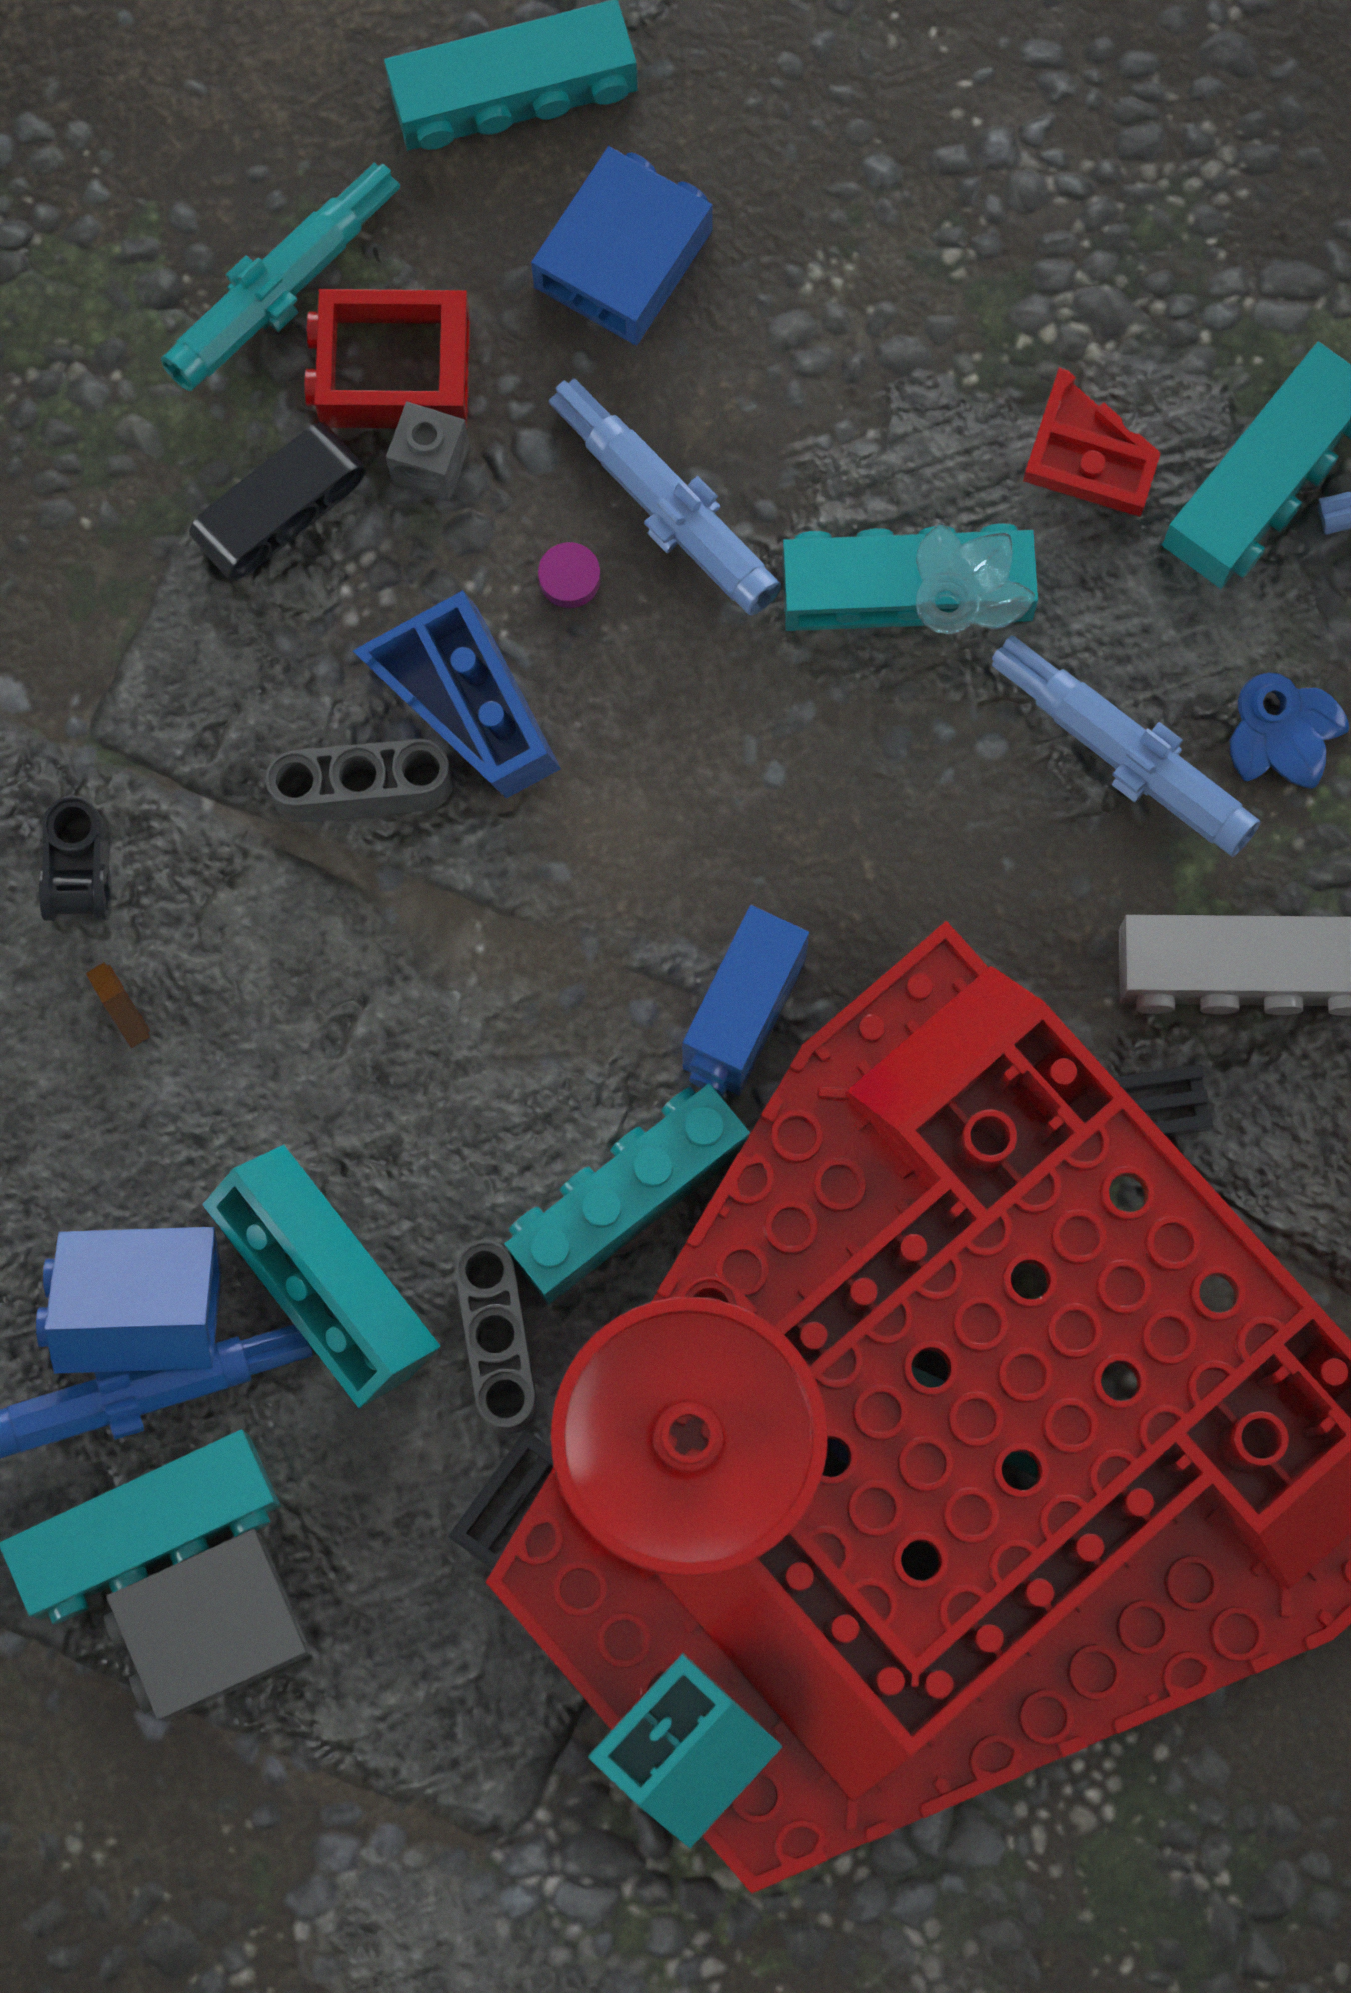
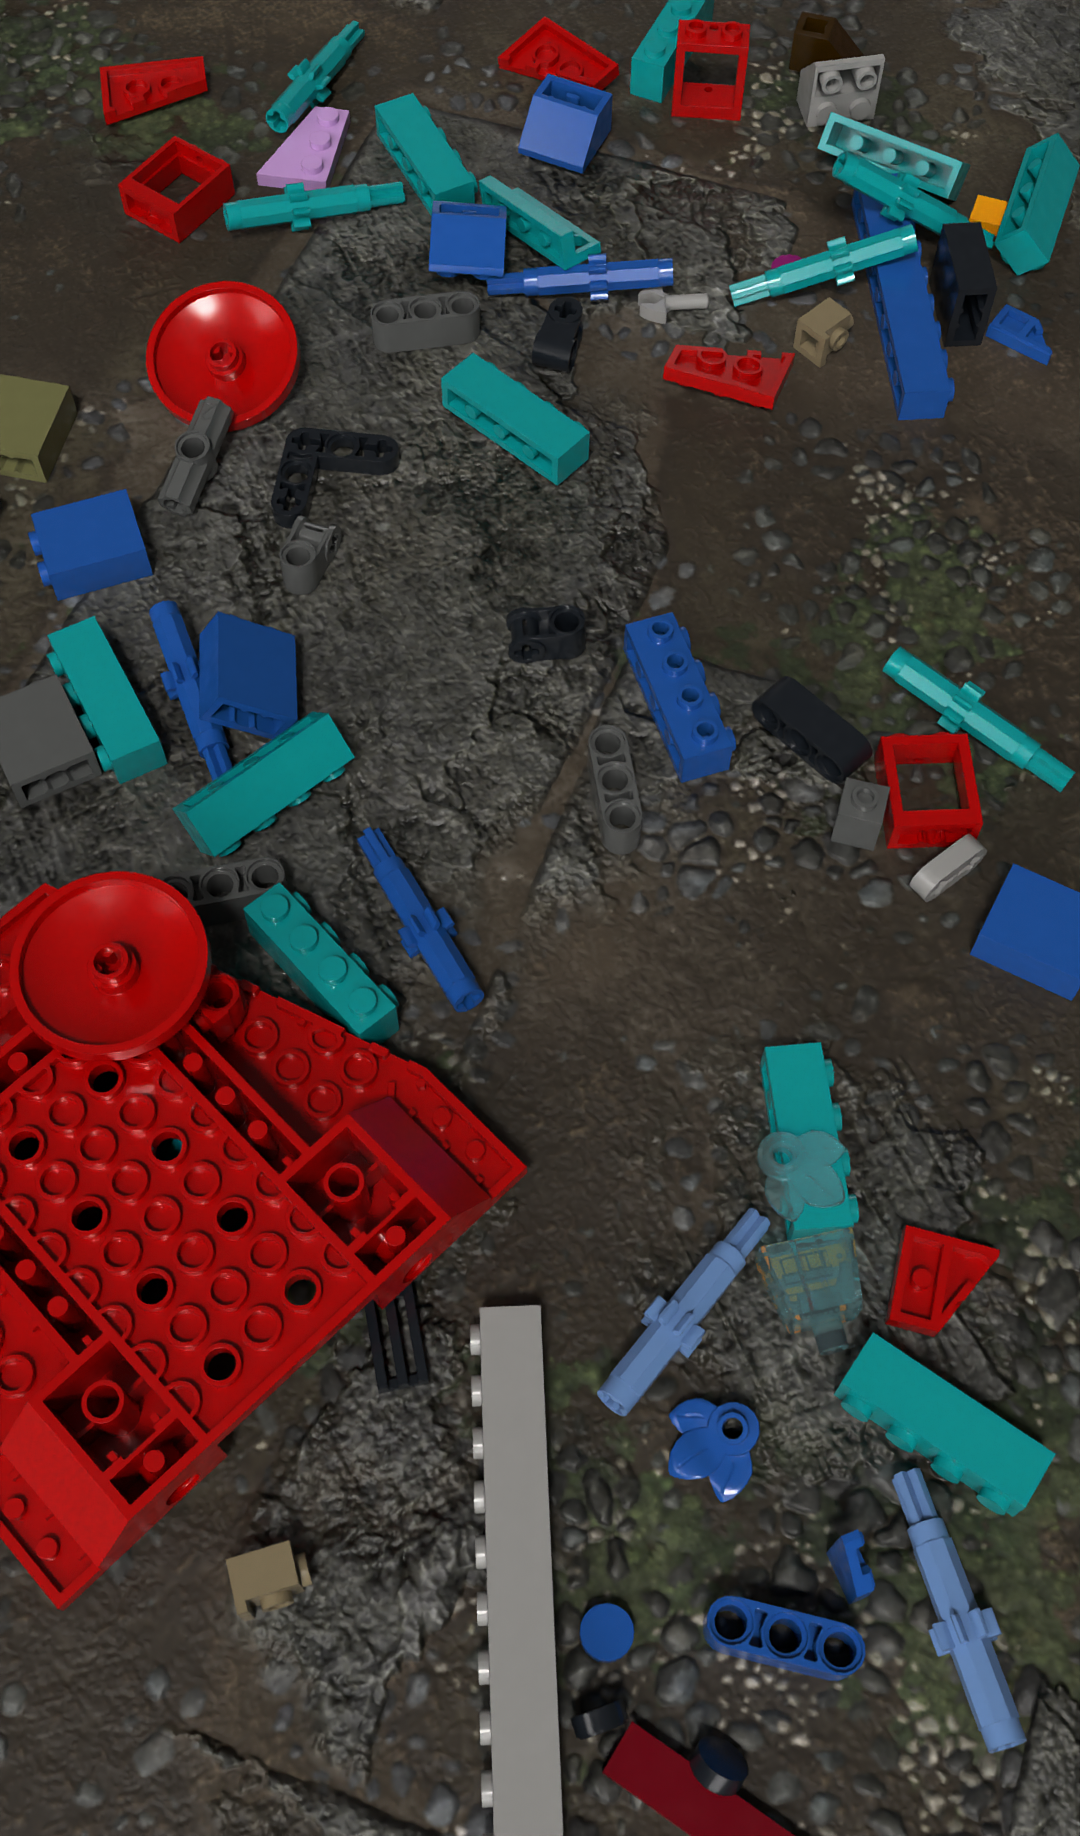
camera: 85 degrees right, 15 degrees down
(118, 1004) = (450, 661): reddish brown tile -> none
(204, 679) = (678, 697): none -> blue brick
(463, 688) = (680, 846): blue wedge -> none
(516, 349) = (948, 867): none -> light grey beam
(569, 575) = (782, 915): magenta tile -> none
(573, 1050) = (423, 928): none -> blue piece
(676, 511) = (841, 976): medium blue piece -> none
(744, 1001) = (458, 1029): blue brick -> none
(1097, 589) = (814, 1285): none -> clear light blue torso

